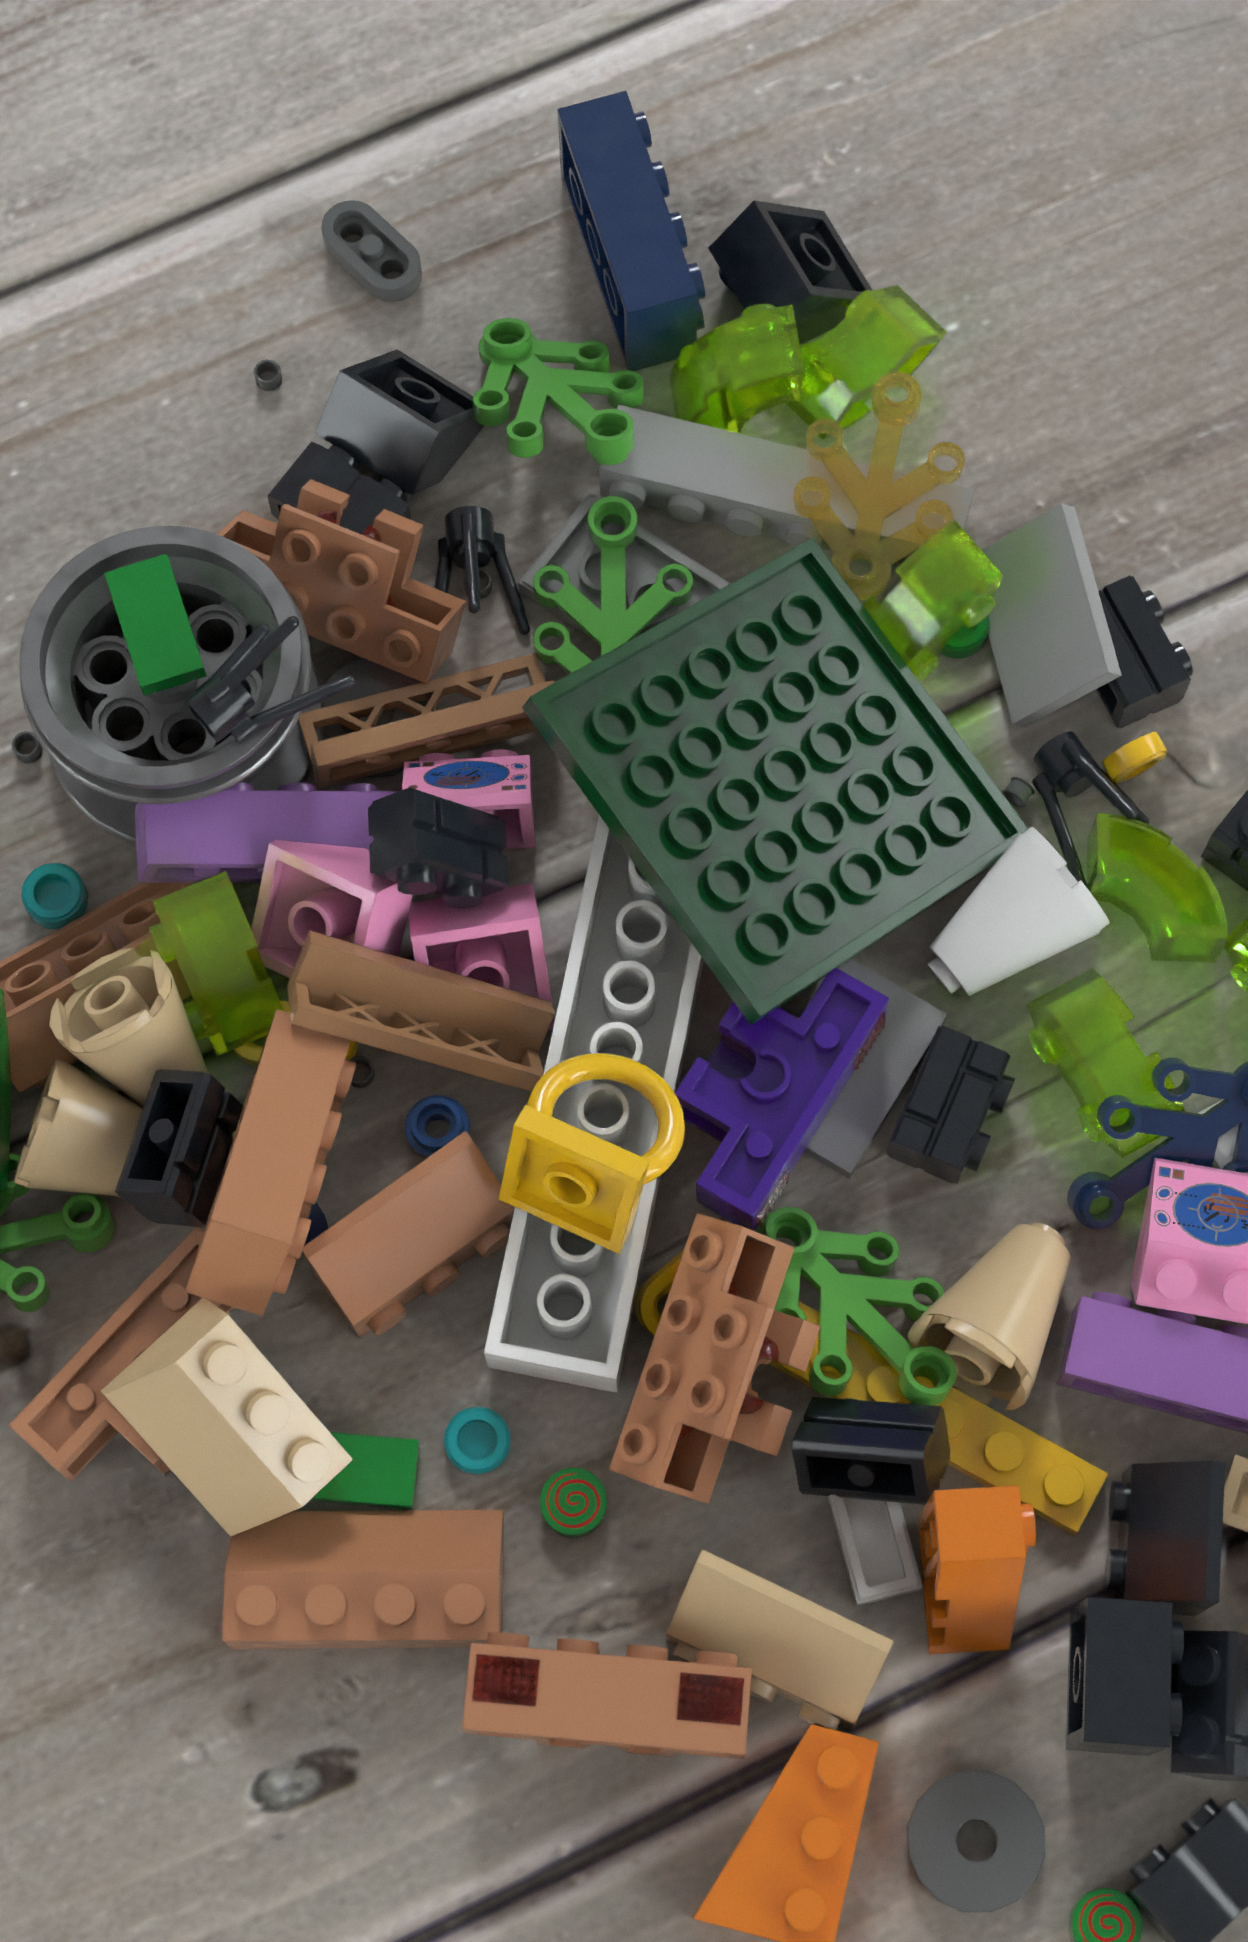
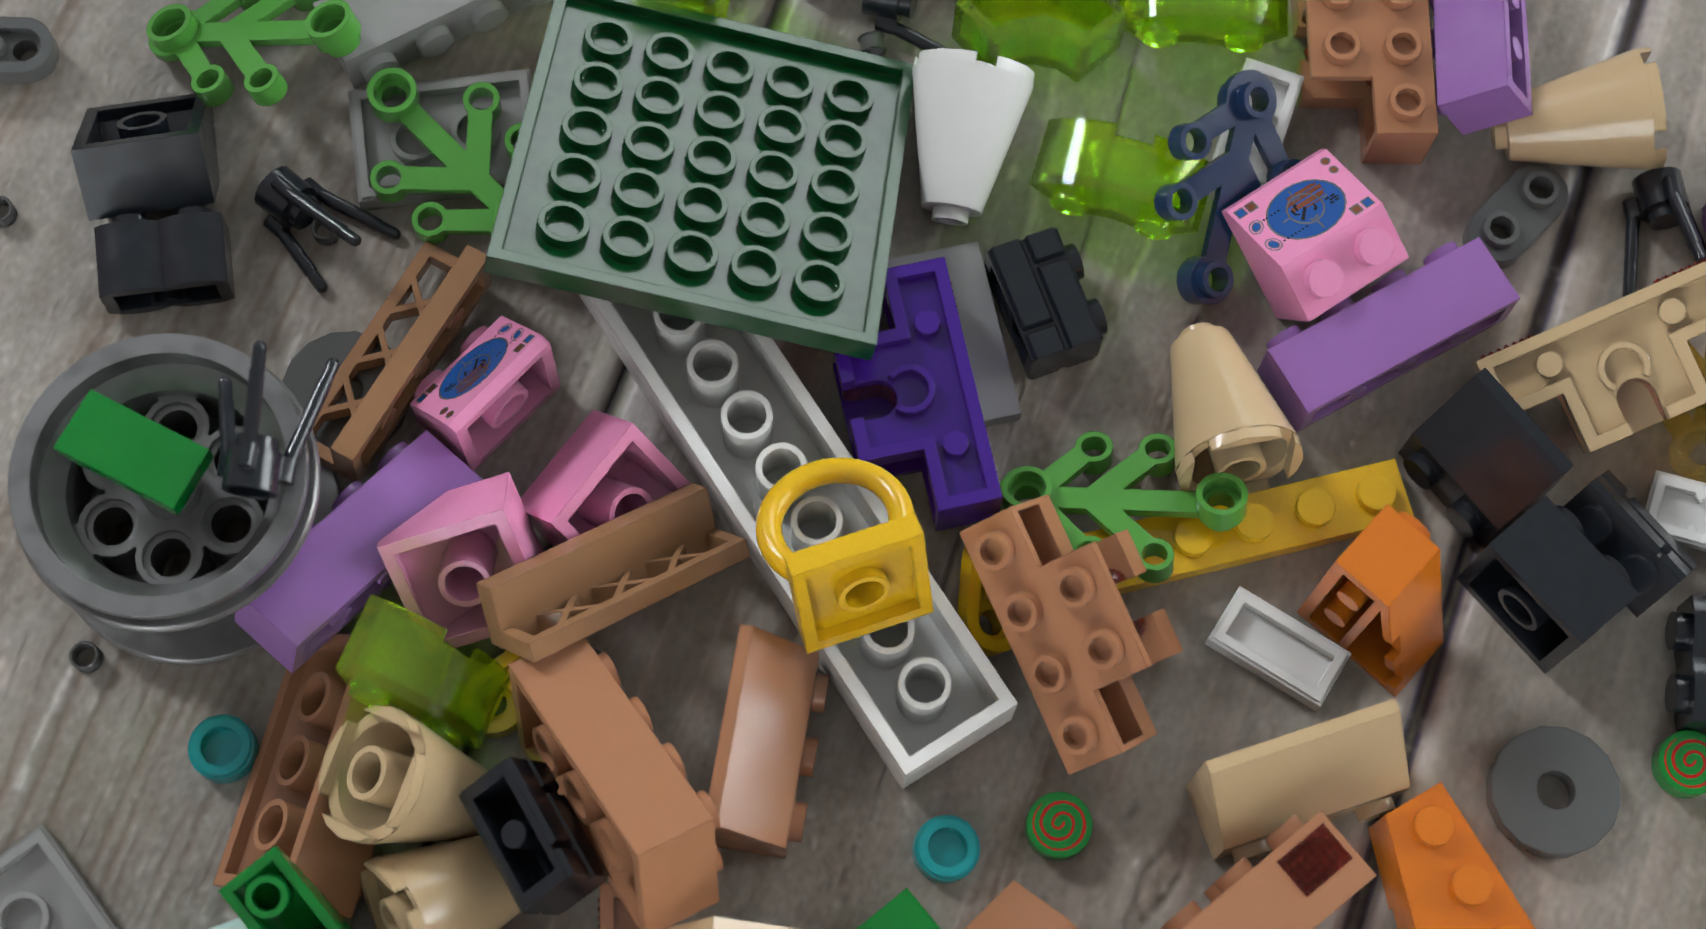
camera: 50 degrees left, 0 degrees up
(355, 585) = (240, 296): nougat piece -> none
(430, 1109) = (692, 632): blue plate -> none
(437, 847) = (510, 437): black brick -> none
(871, 1450) = (1234, 588): black brick -> none

